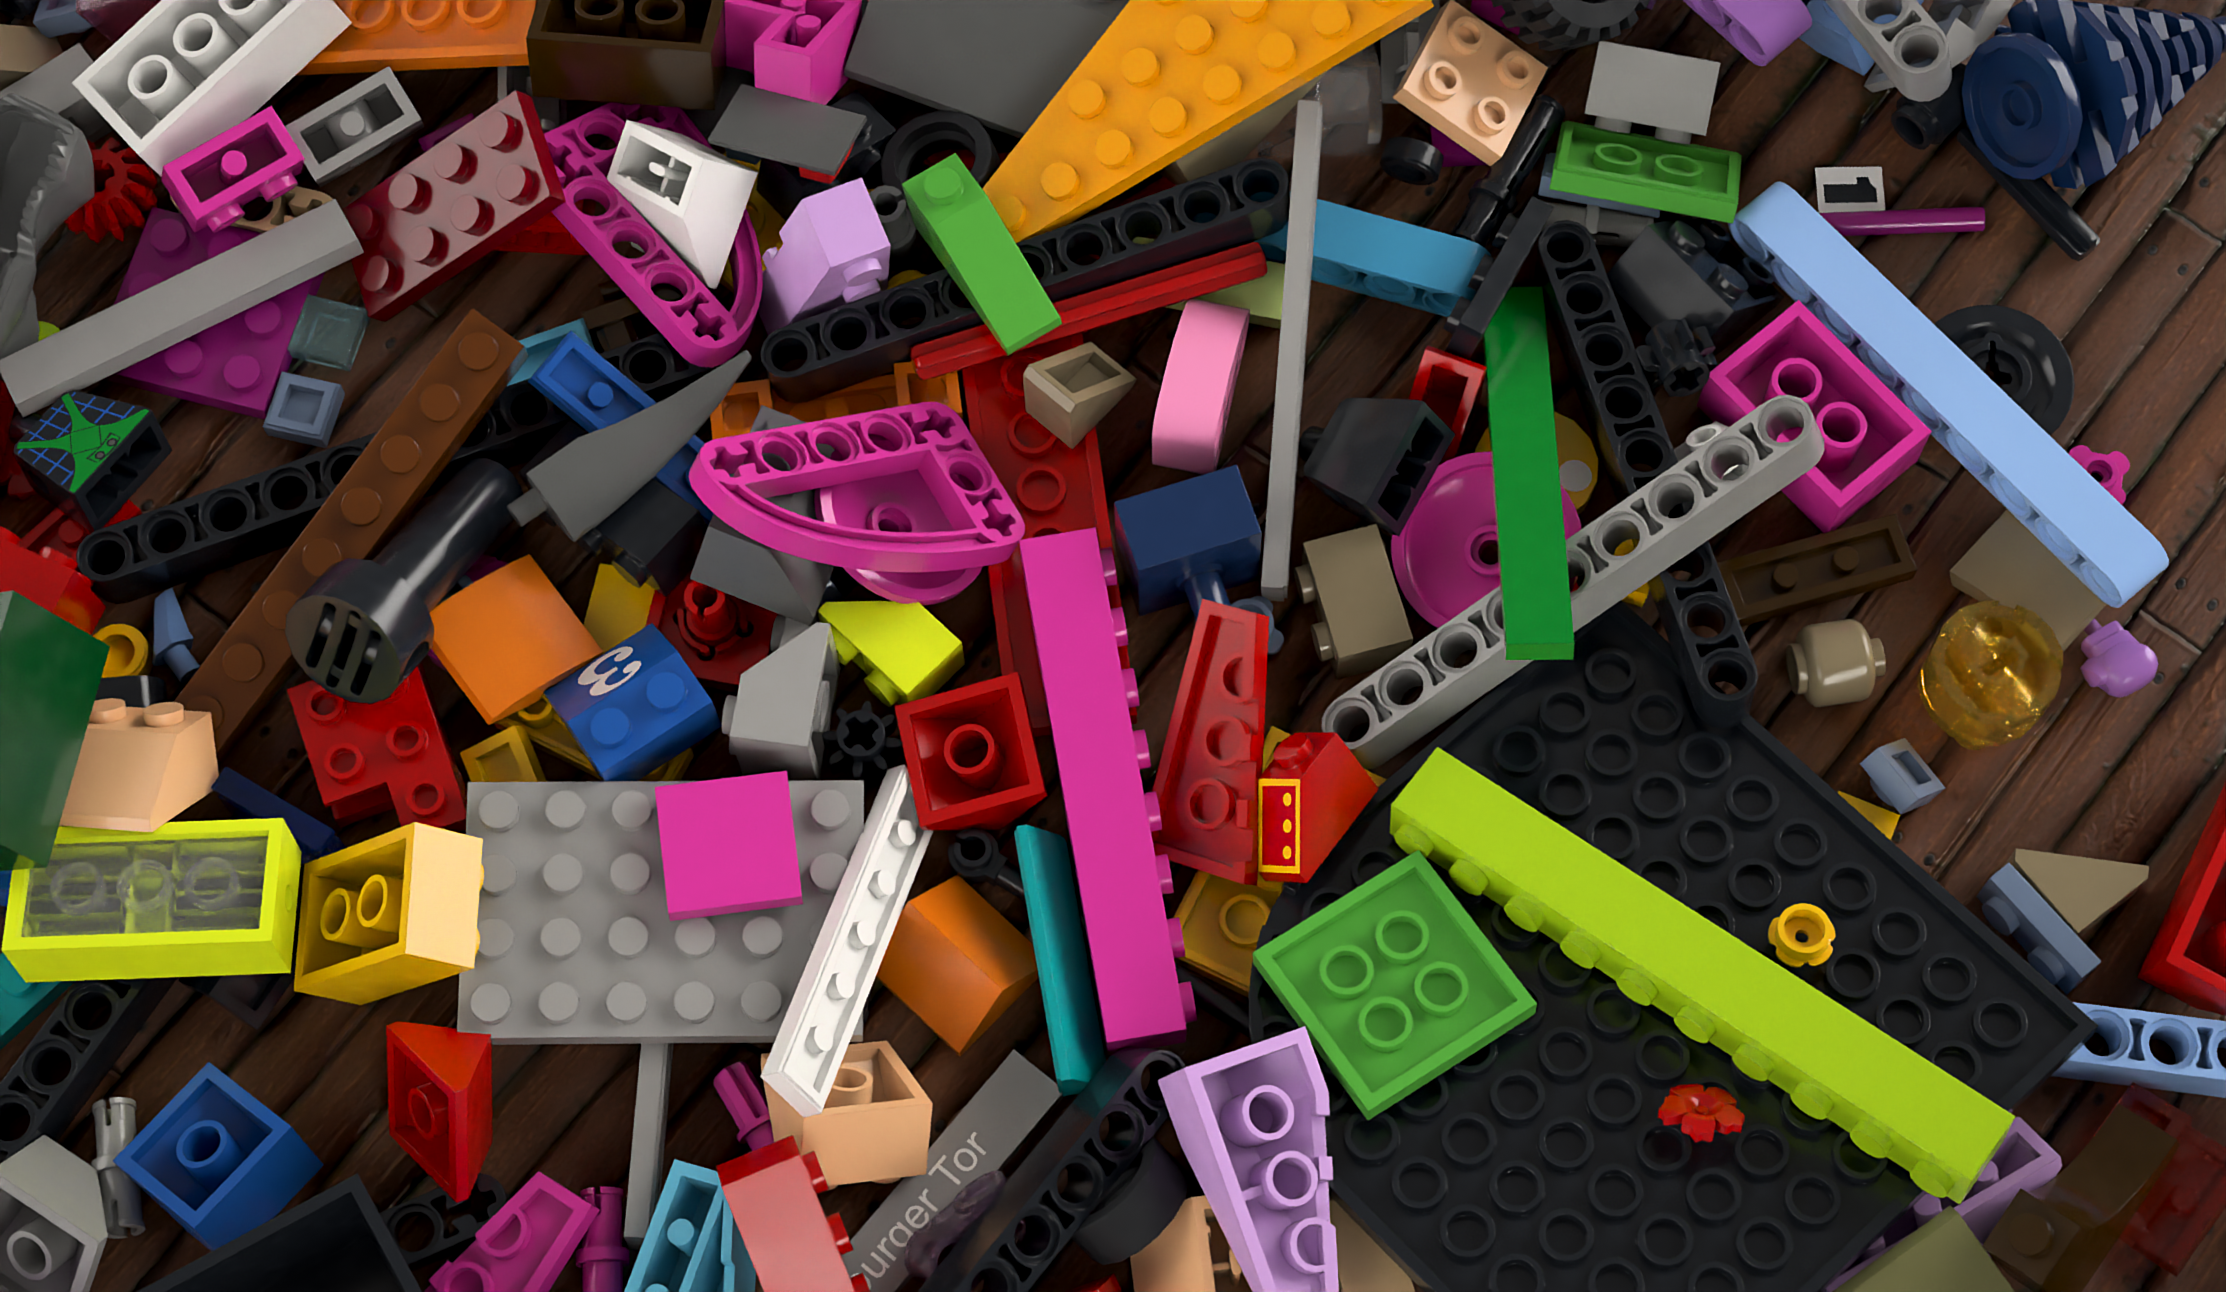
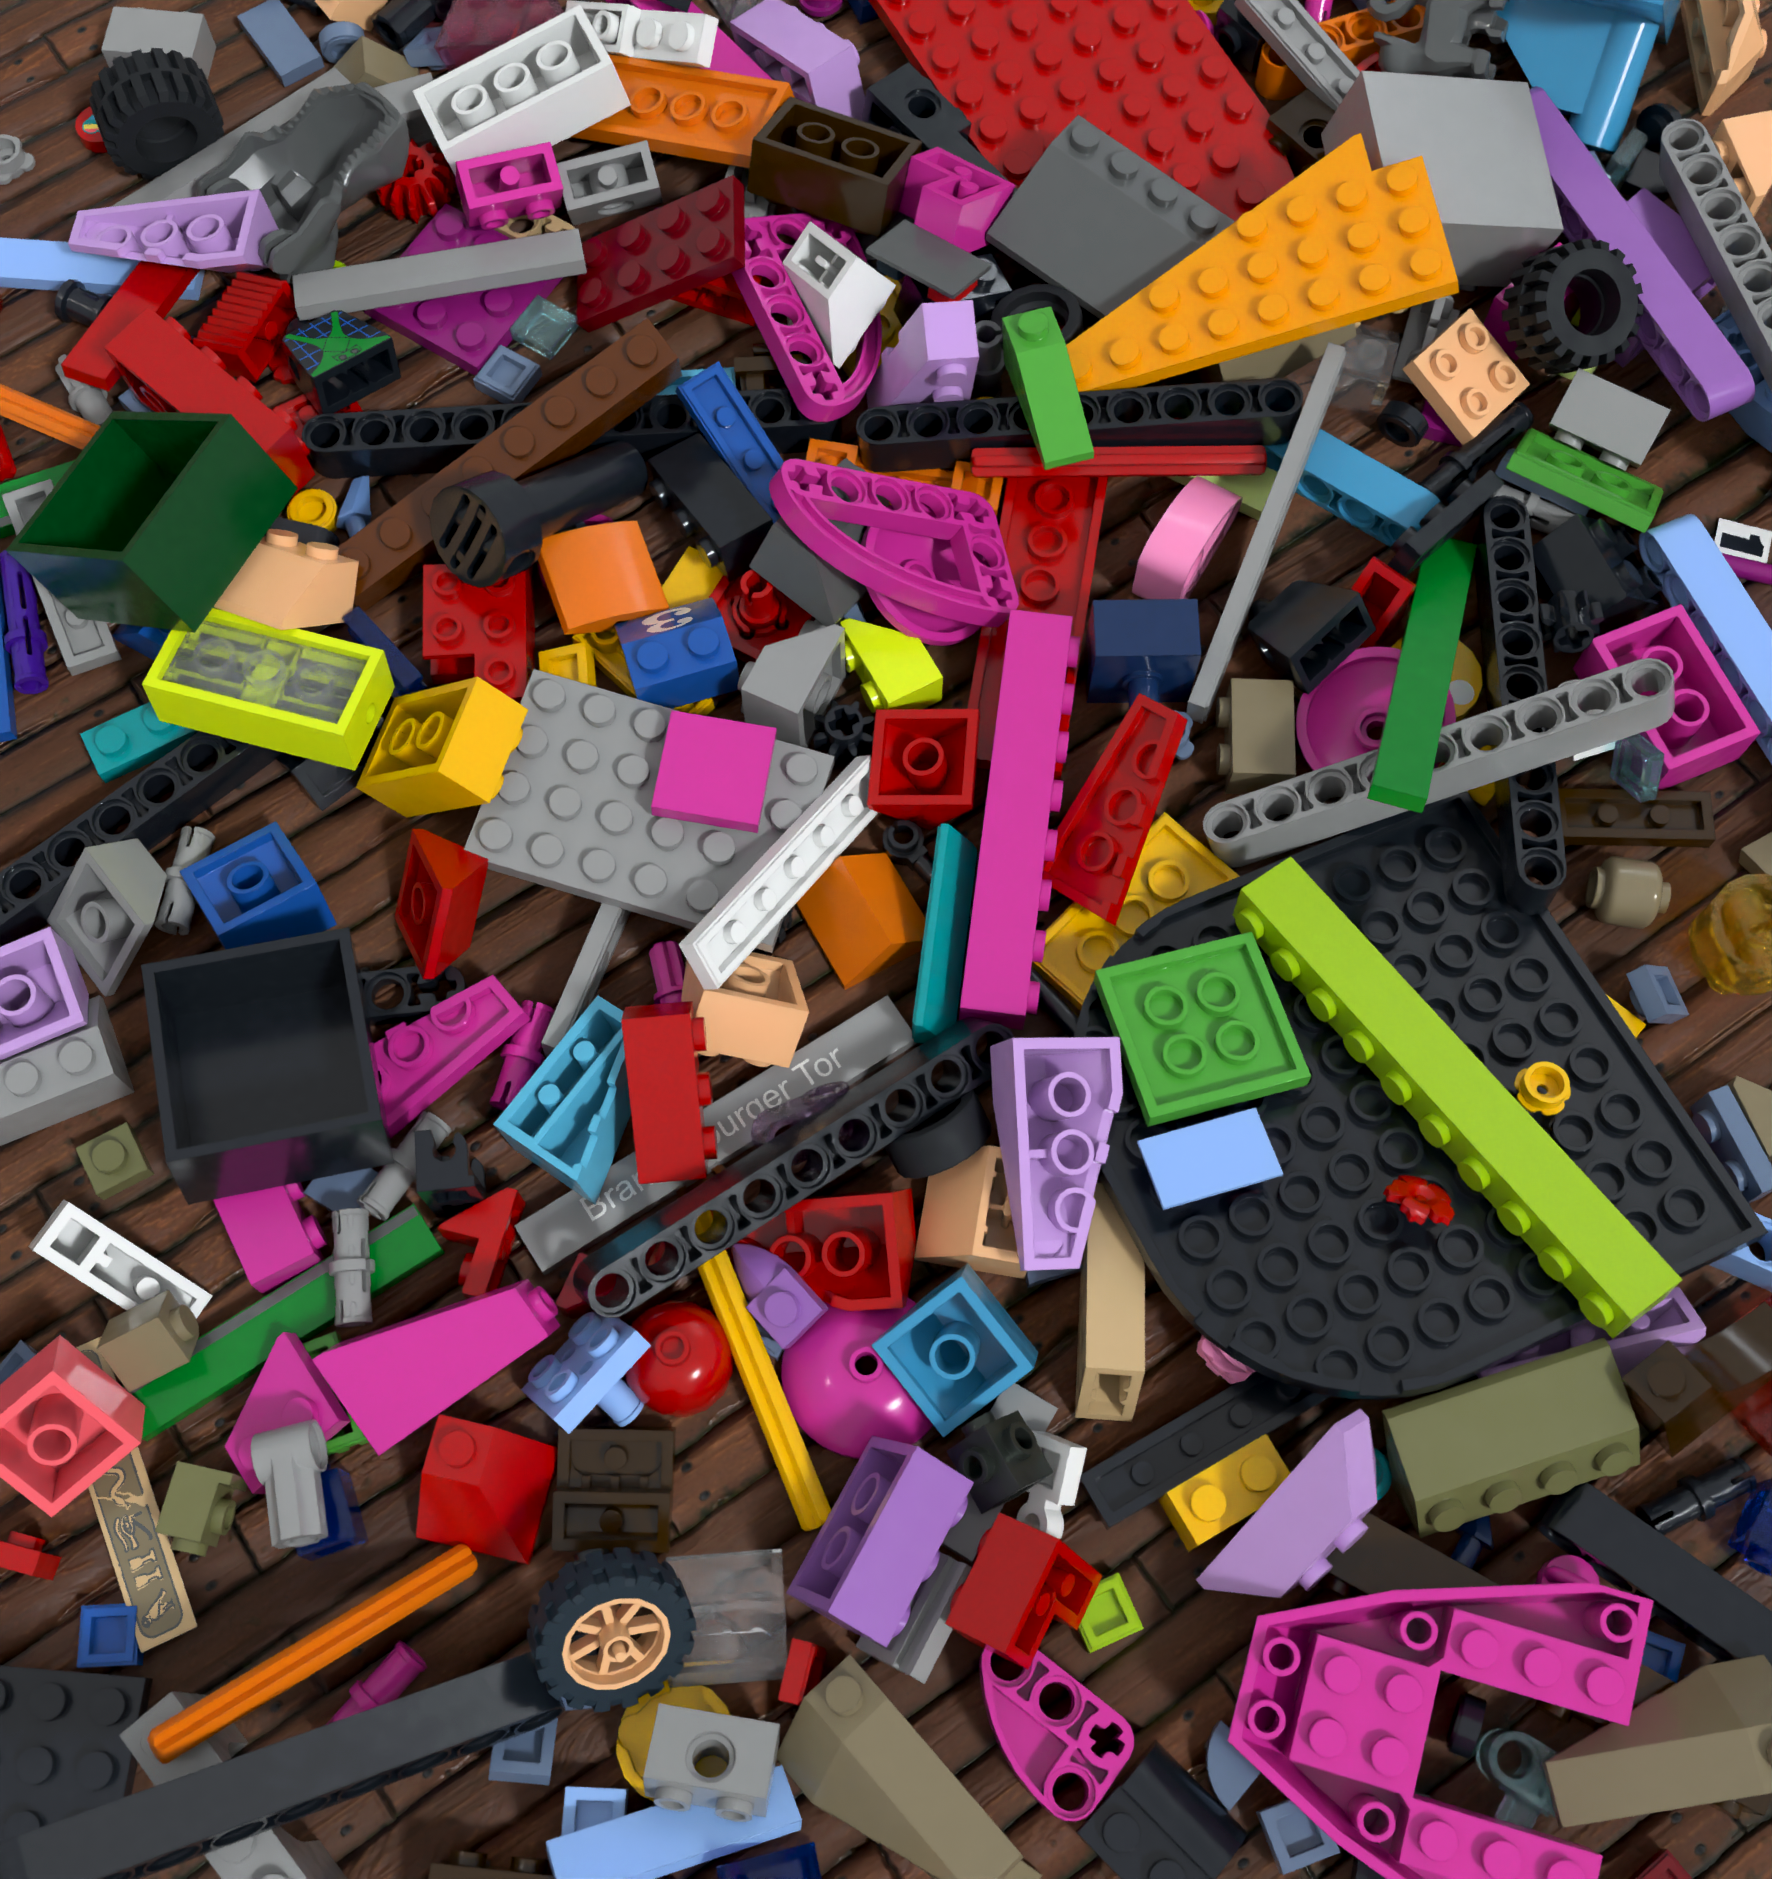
camera: 15 degrees right, 0 degrees up
(610, 465) = (715, 466): dark grey piece -> none
(1074, 390) = (1087, 516): dark tan slope -> none
(1307, 804) = (1174, 872): red slope -> none
(1450, 1137) = (1209, 1158): none -> light blue piece
(1805, 513) = (1637, 767): none -> clear light blue tile

